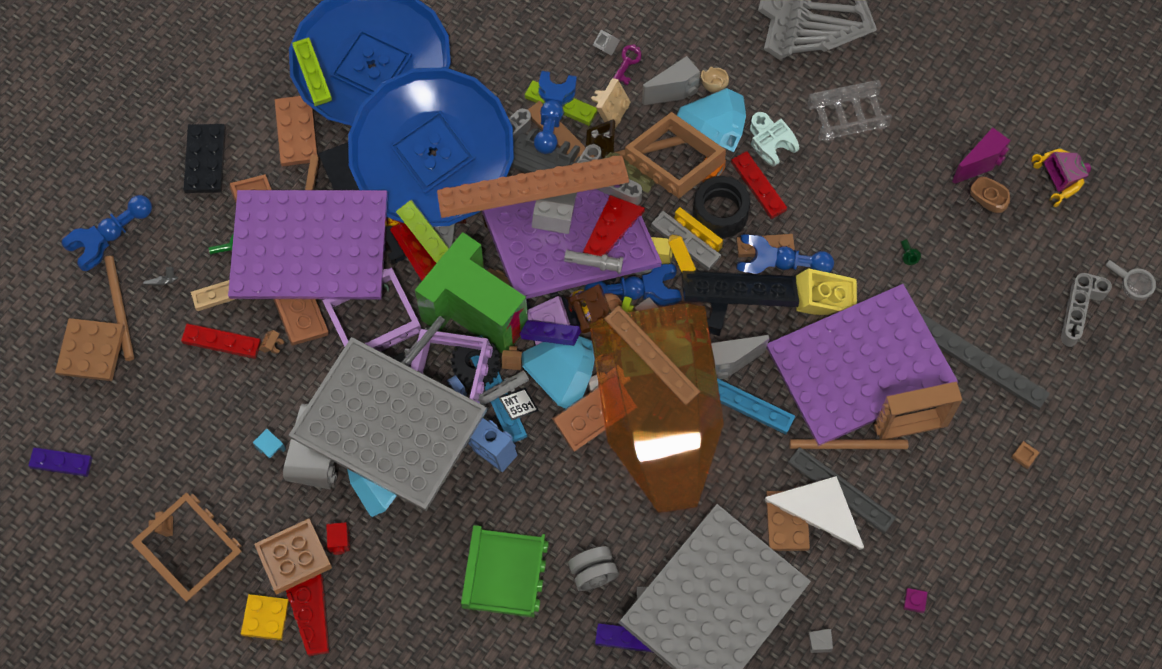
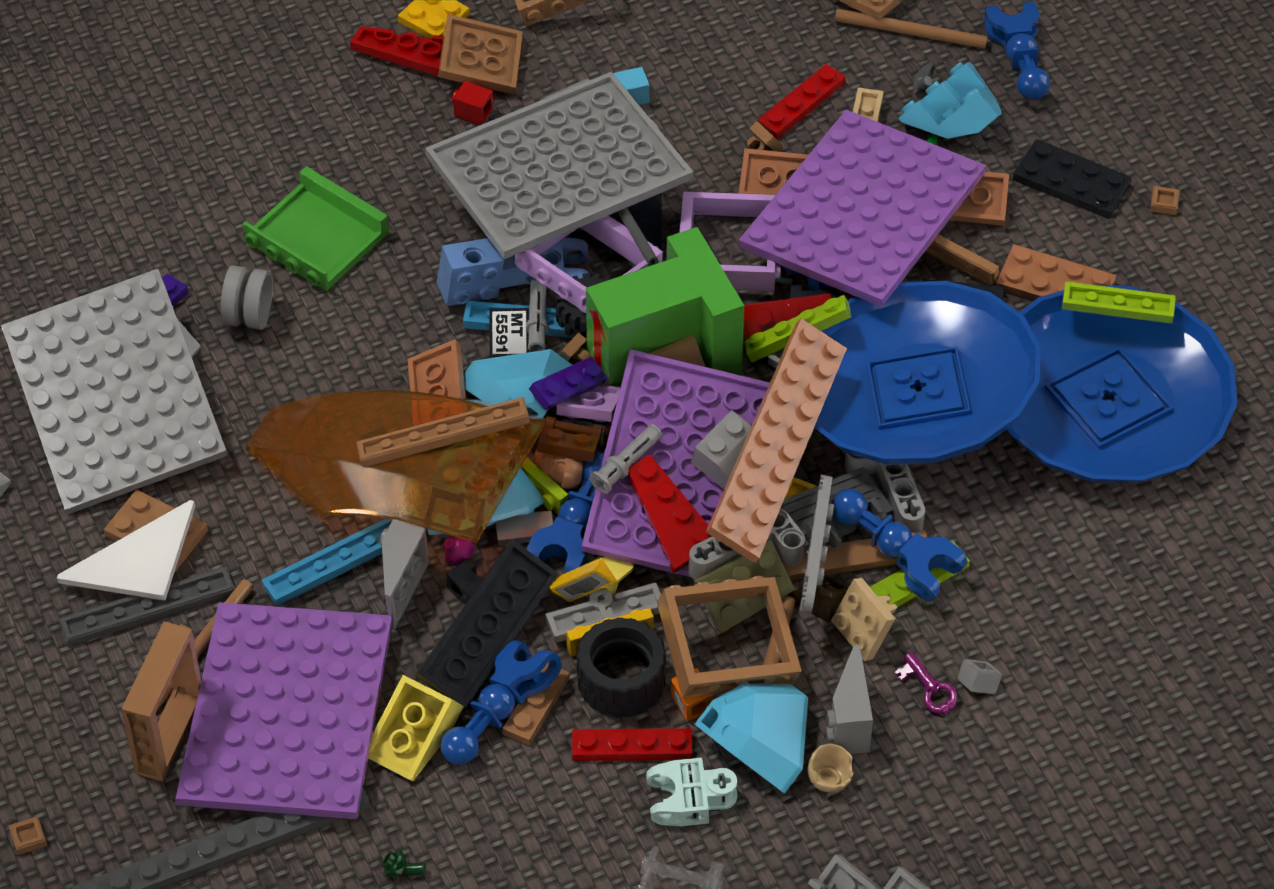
camera: 120 degrees right, 15 degrees down
(182, 244) = (955, 106): none -> medium azure brick
(195, 102) = (1164, 200): none -> medium nougat tile
(580, 141) = (817, 552): none -> light grey plate

